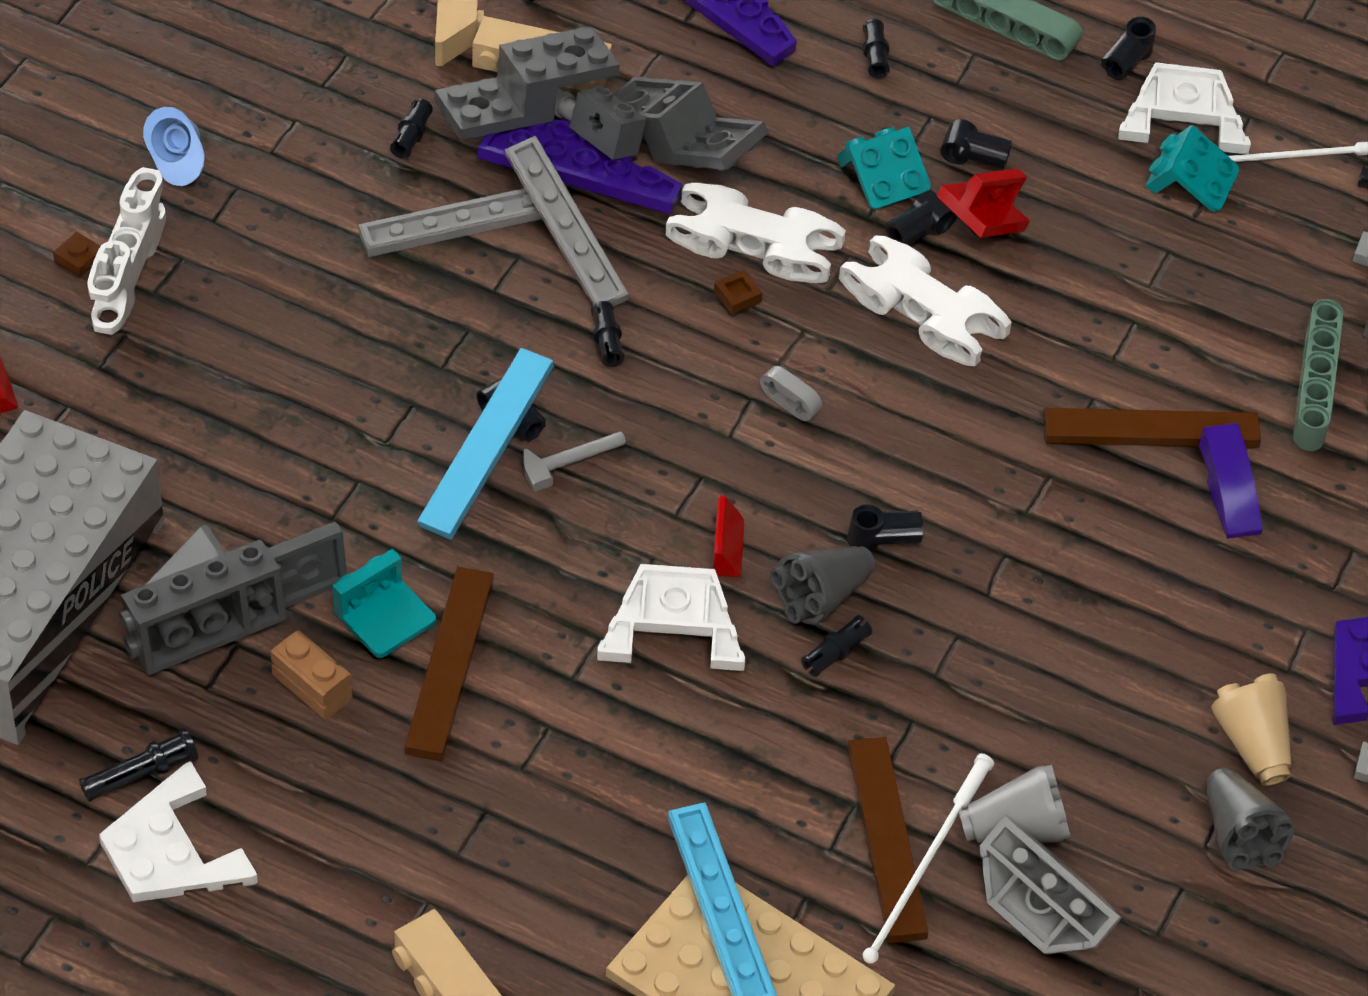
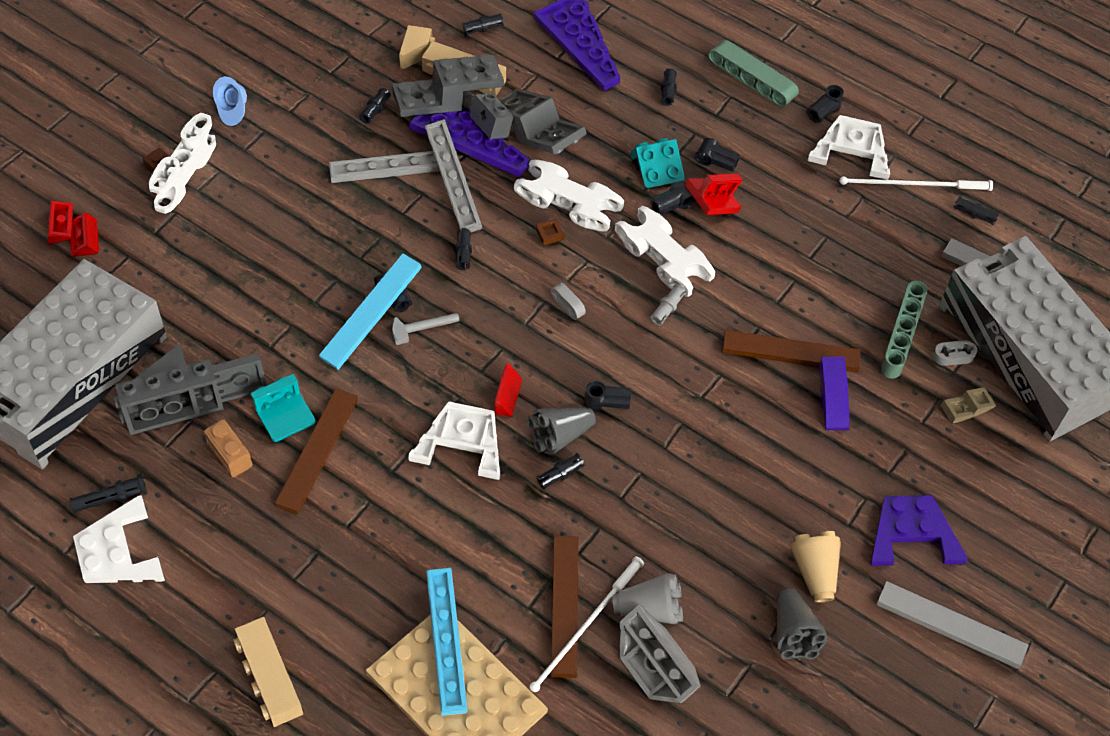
camera: 10 degrees right, 5 degrees up
(947, 381) = (668, 305): none -> light grey pin
(1196, 166) = (852, 184): teal bracket -> none

